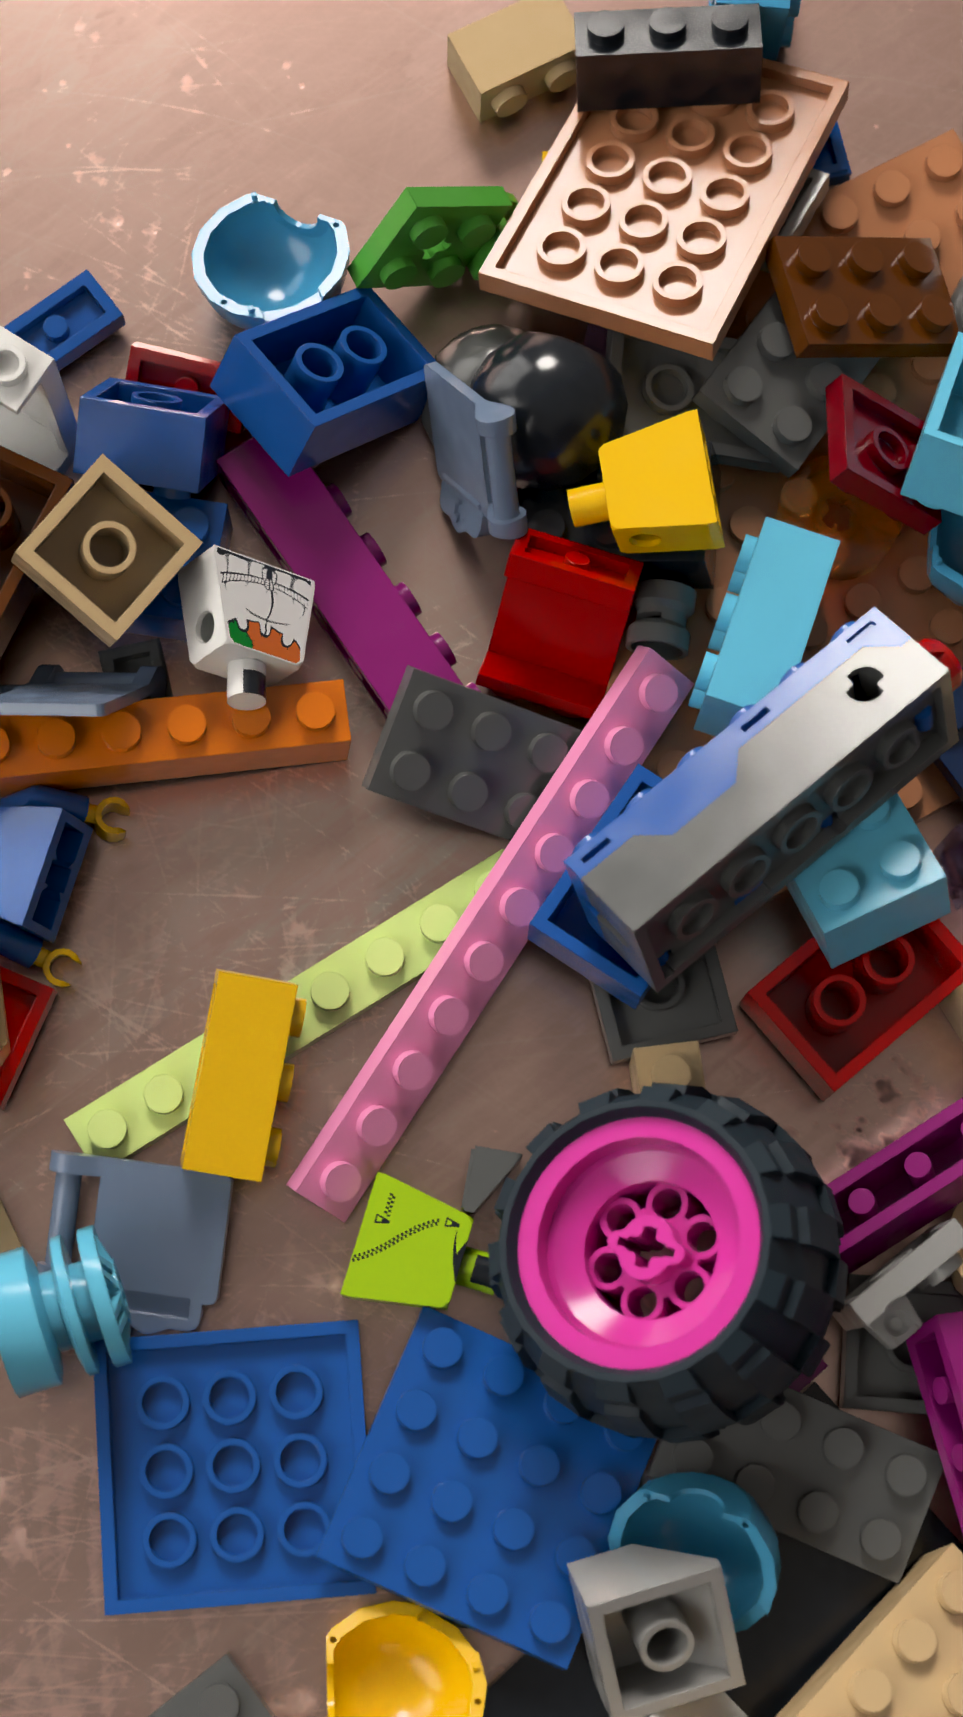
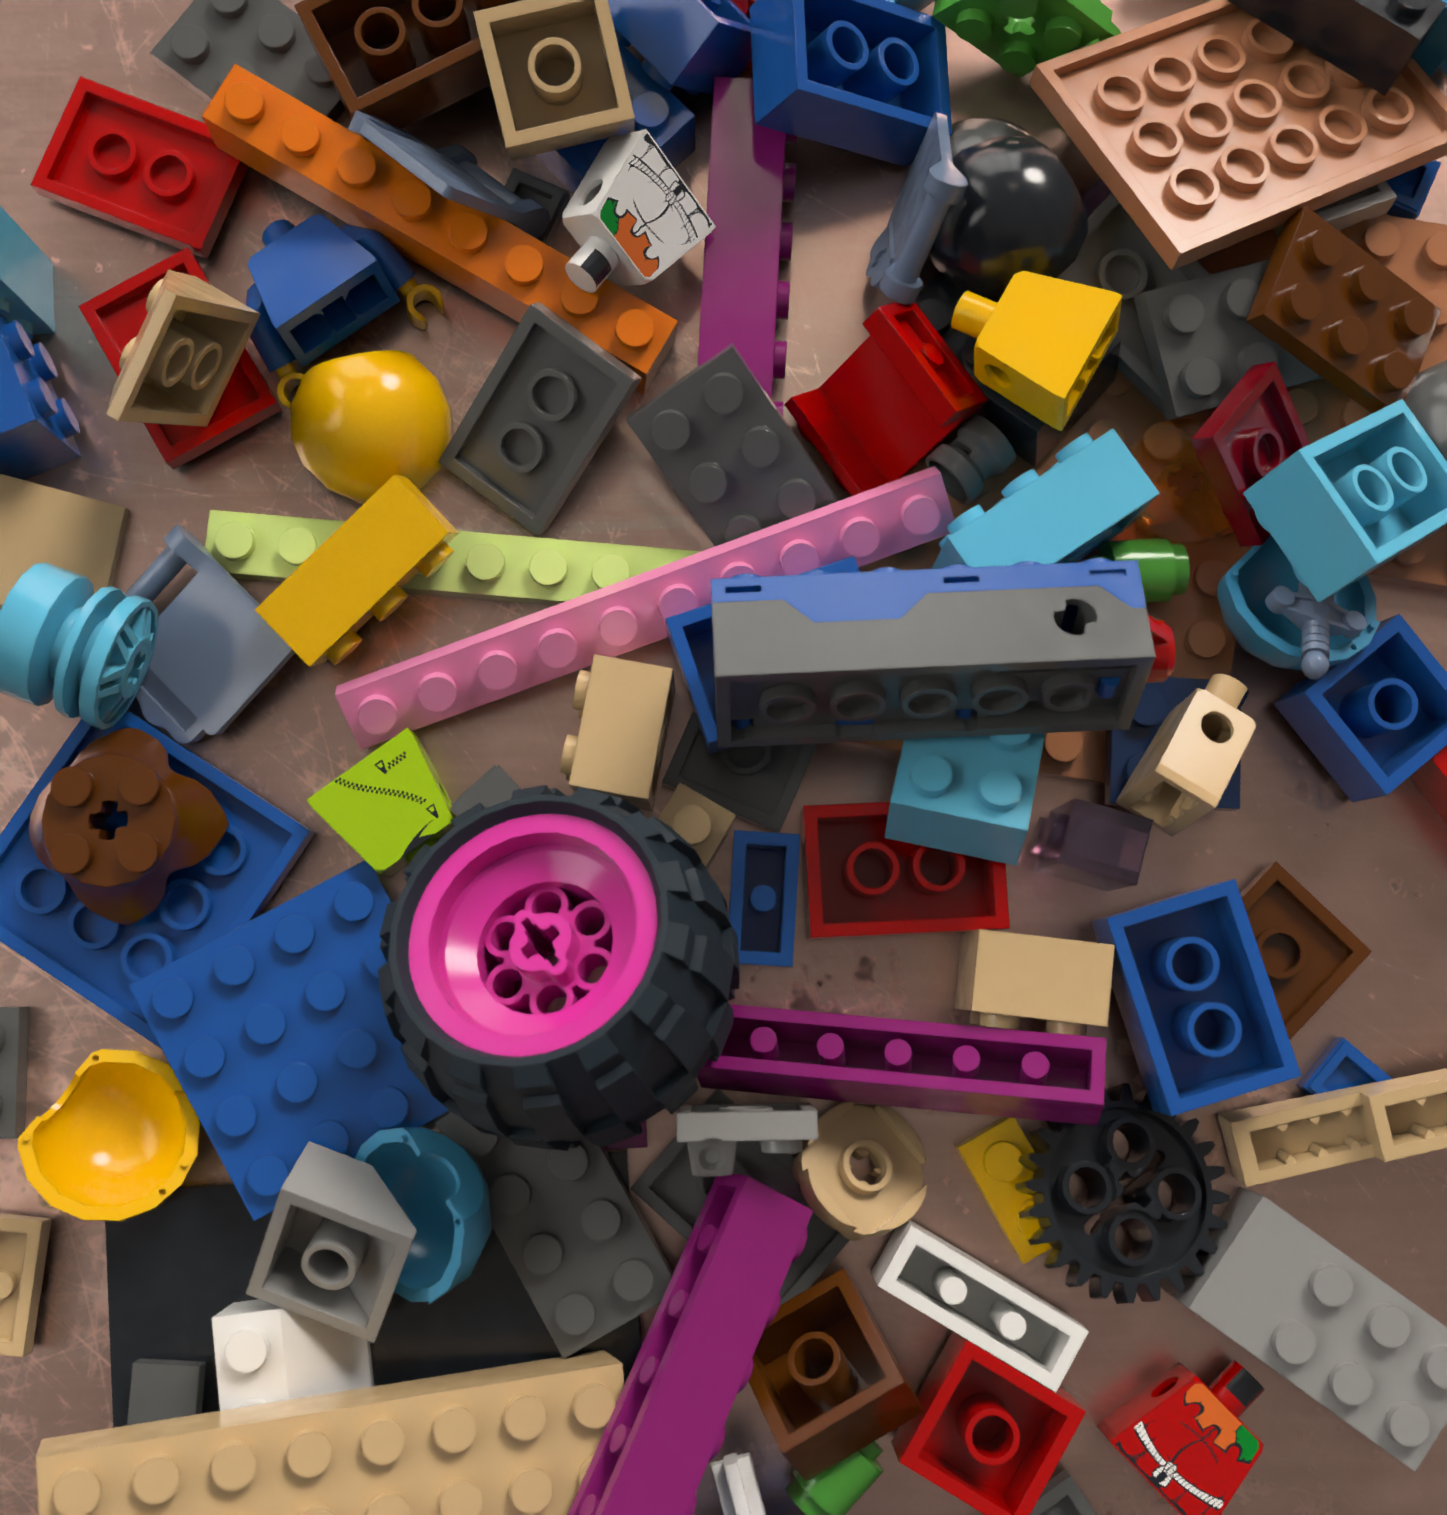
camera: 40 degrees right, 5 degrees up
(146, 950) = (370, 419): none -> yellow cylinder
(244, 1468) = (169, 825): none -> reddish brown brick
(288, 841) = (539, 418): none -> dark grey plate
(554, 1042) = (621, 730): none -> tan brick
(765, 1076) = (764, 896): none -> blue brick
(856, 598) = (1161, 565): none -> bright green brick

